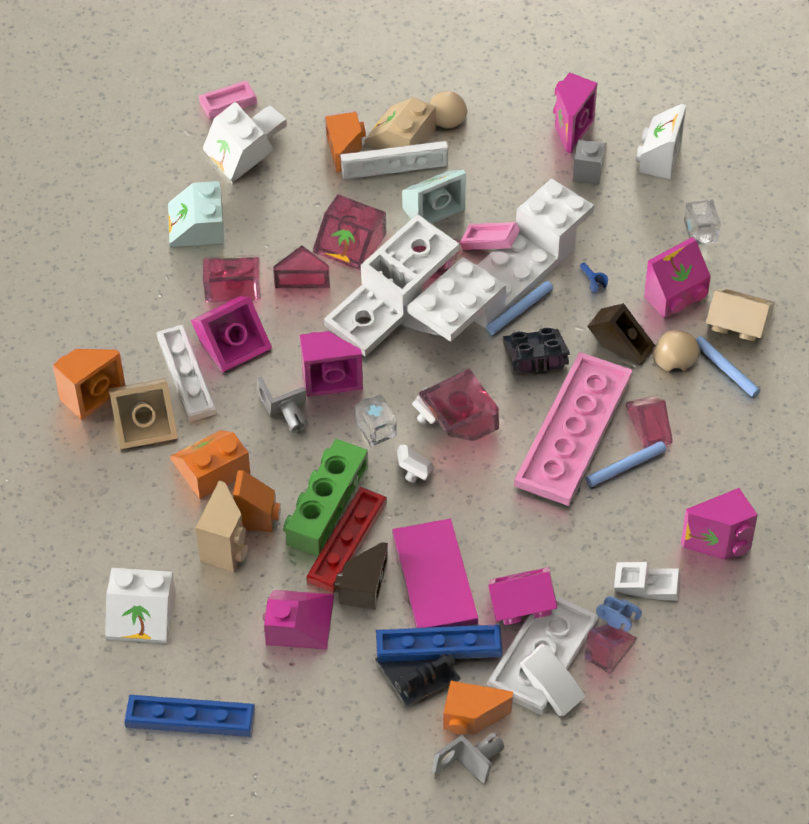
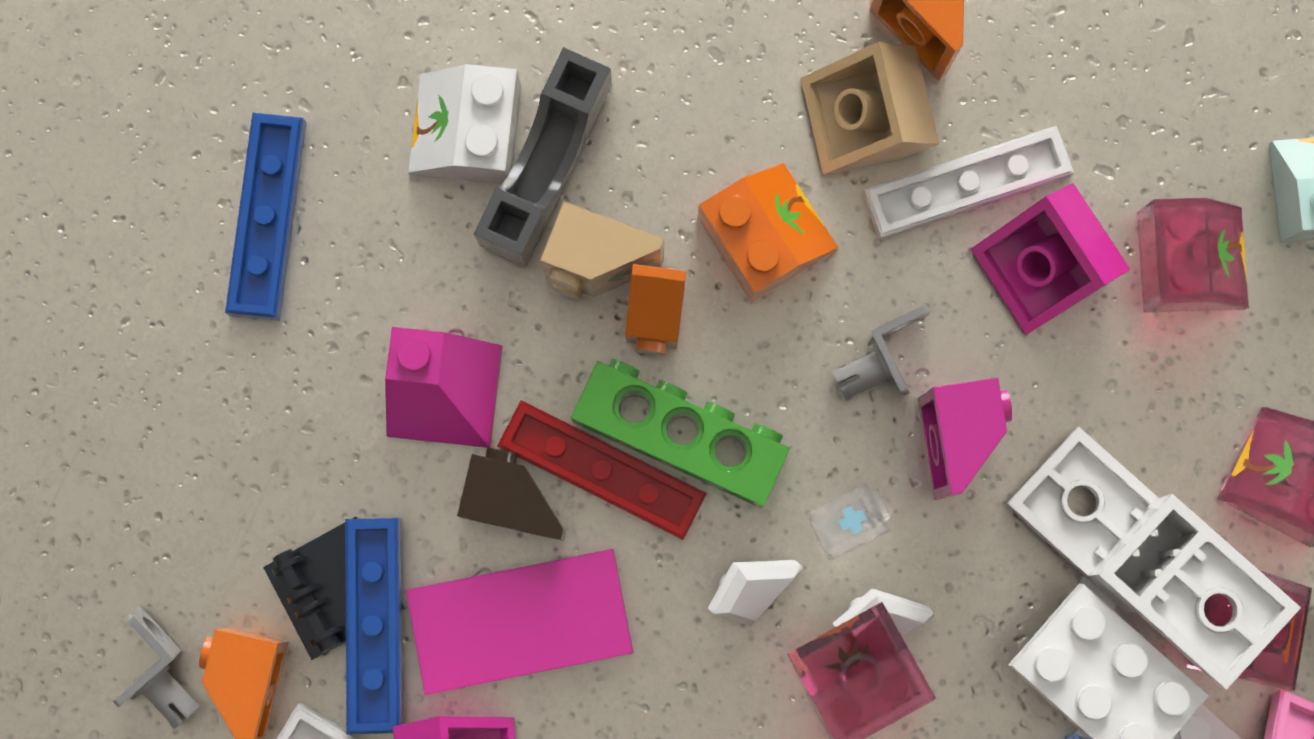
camera: 90 degrees right, 30 degrees up
(194, 573) = (559, 131): none -> dark grey arch
(301, 270) = (1202, 384): clear pink slope -> none

